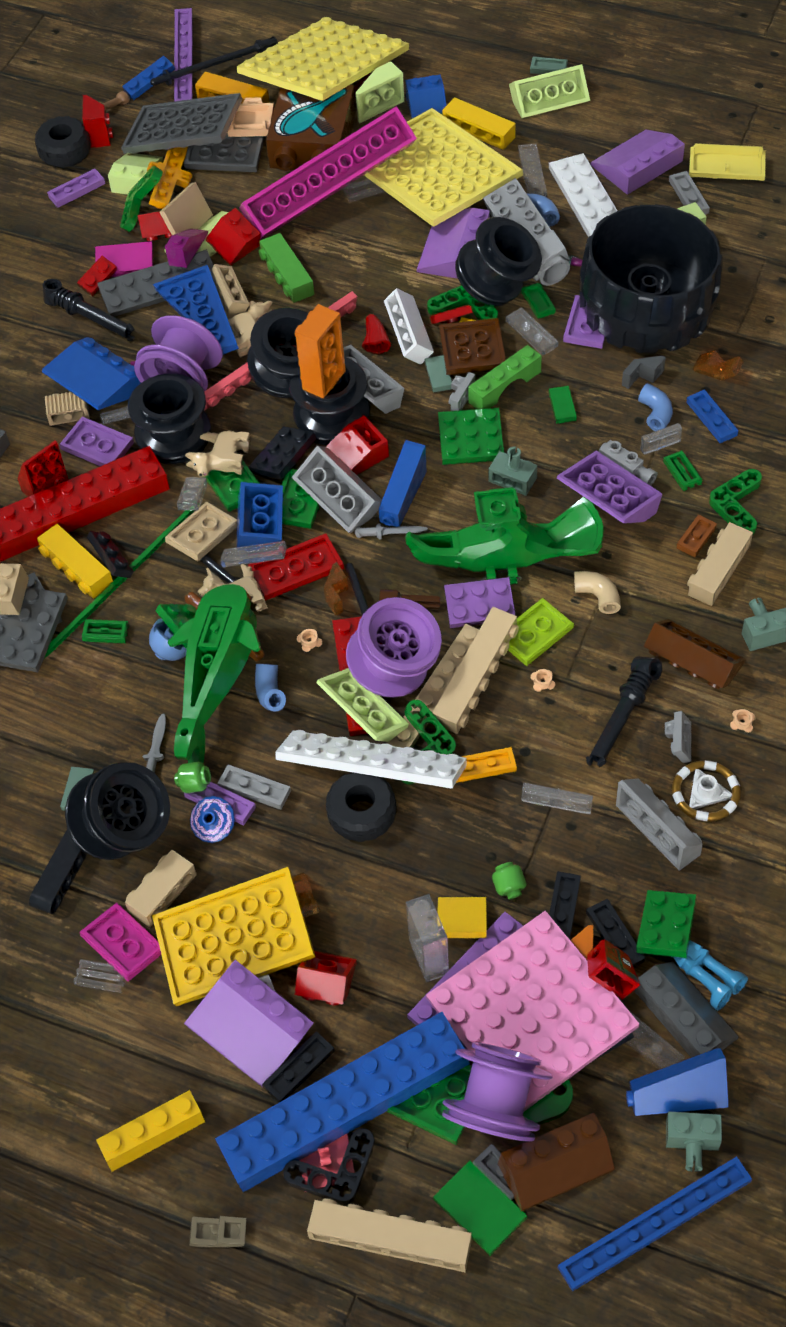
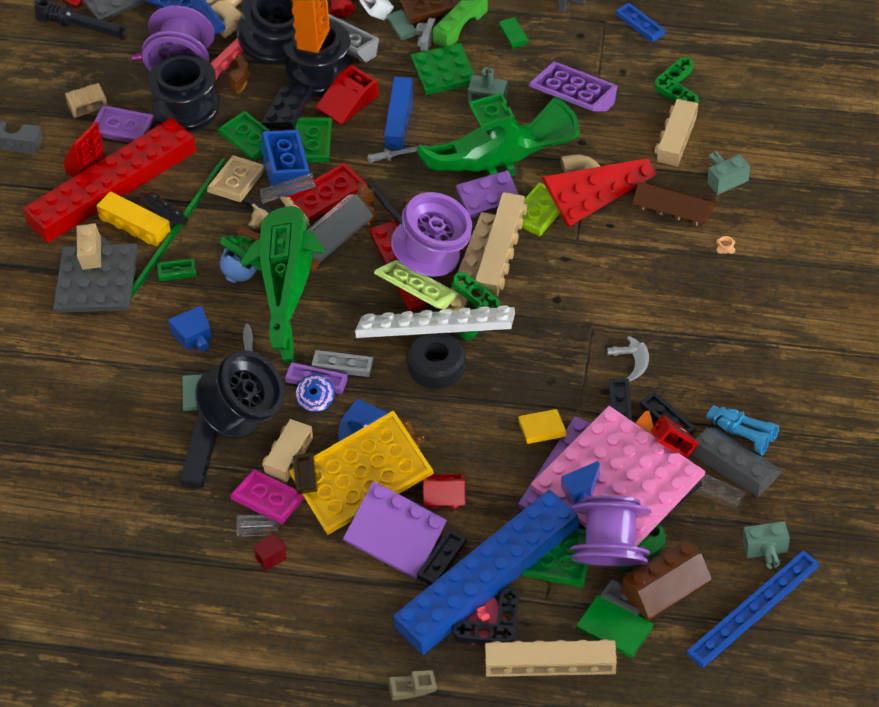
camera: 15 degrees left, 5 degrees down
(93, 373) = (104, 68): blue slope -> none
(99, 710) = (191, 329): none -> blue torso
(103, 1016) = (270, 552): none -> dark red brick
(114, 415) = (134, 98): clear tile -> none
(150, 1130) = (336, 624): yellow brick -> none
(168, 924) = (305, 473): none -> dark brown tile
(192, 493) = (218, 150): clear plate -> none
(192, 777) = (291, 362): bright green head -> none
(224, 453) = (238, 116): tan animal -> none
(242, 407) = (240, 76): none -> clear orange slope
(255, 861) = (358, 417): none -> blue shield
(267, 687) = (330, 288): medium blue cylinder -> none
(293, 613) = (340, 224): none -> dark grey slope
(309, 634) = (354, 246): light nougat plate -> none
(337, 489) = (344, 126): light grey slope -> none
(427, 937) = (522, 439): clear piece -> none
(483, 1012) = (580, 482): none -> blue slope
(488, 764) = (531, 312): light orange plate -> none
(509, 880) = (572, 392): bright green head -> none
(539, 675) = (556, 243): light nougat plate -> none
(557, 798) = (593, 327): clear tile -> none
(594, 620) = (589, 189): none -> red wing
(604, 841) = (639, 353): none -> light grey piece
(622, 458) = (581, 64): light grey brick -> none
(632, 693) = (633, 240): black piece -> none
(658, 822) = (678, 330): light grey slope -> none
(660, 406) = (595, 20): medium blue cylinder -> none
(661, 438) = (603, 45): clear tile -> none
(666, 923) = (706, 399): green plate -> none
(680, 731) = (678, 260): light grey hinge -> none
(684, 1086) = (753, 507): slope -> none
(688, 482) = (624, 69): green tile -> none
(696, 536) = (652, 115): dark orange plate -> none
(706, 791) = (710, 301): white piece -> none

